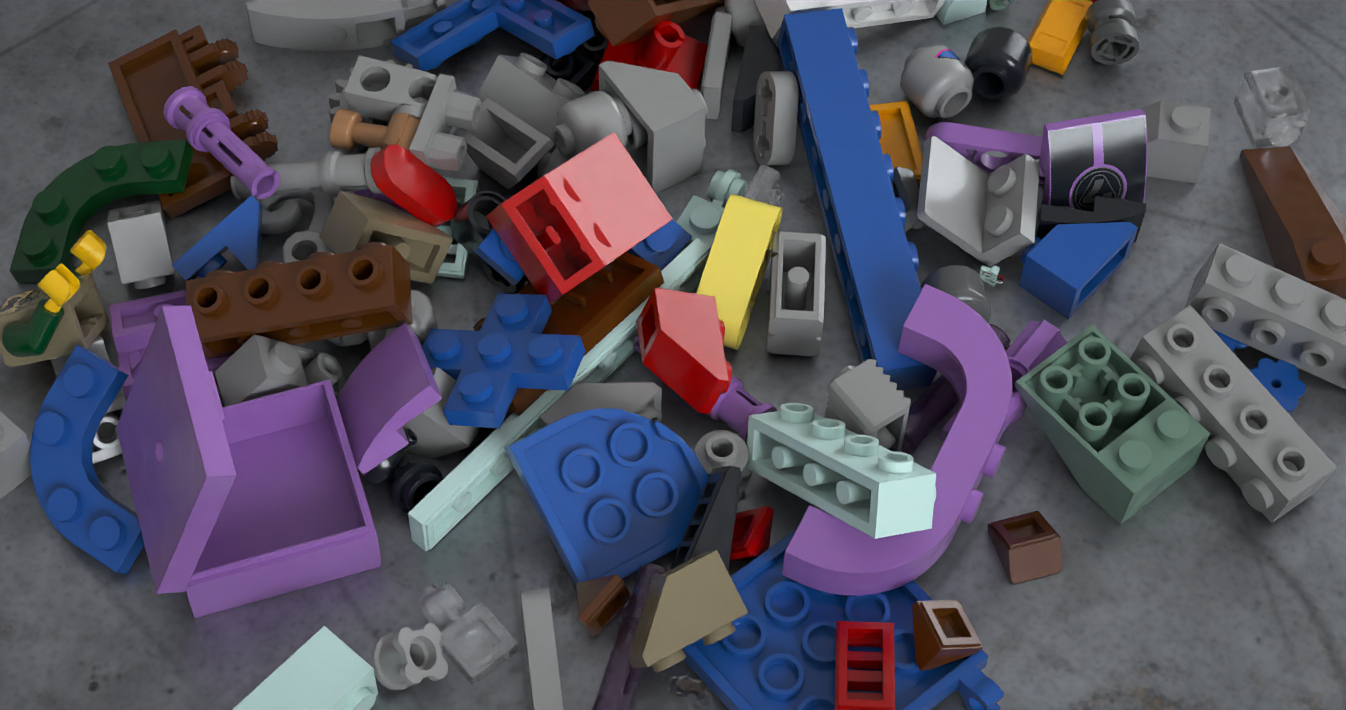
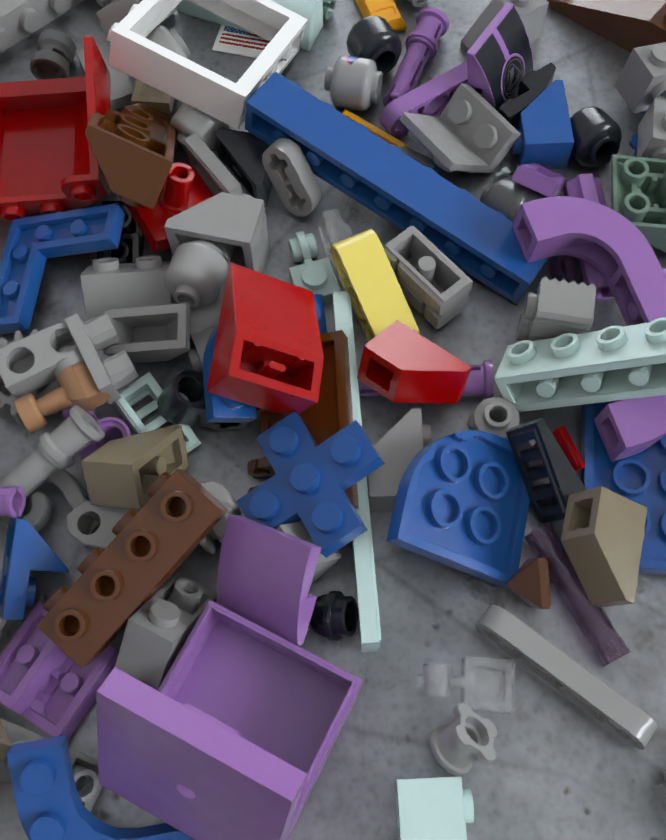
camera: 40 degrees left, 10 degrees up
(413, 185) = (121, 412): red tile -> none
(1003, 295) = (540, 179): none -> medium lavender tile
(1047, 99) = (420, 47): none -> medium lavender pin
(1115, 303) = (594, 137): none -> black head

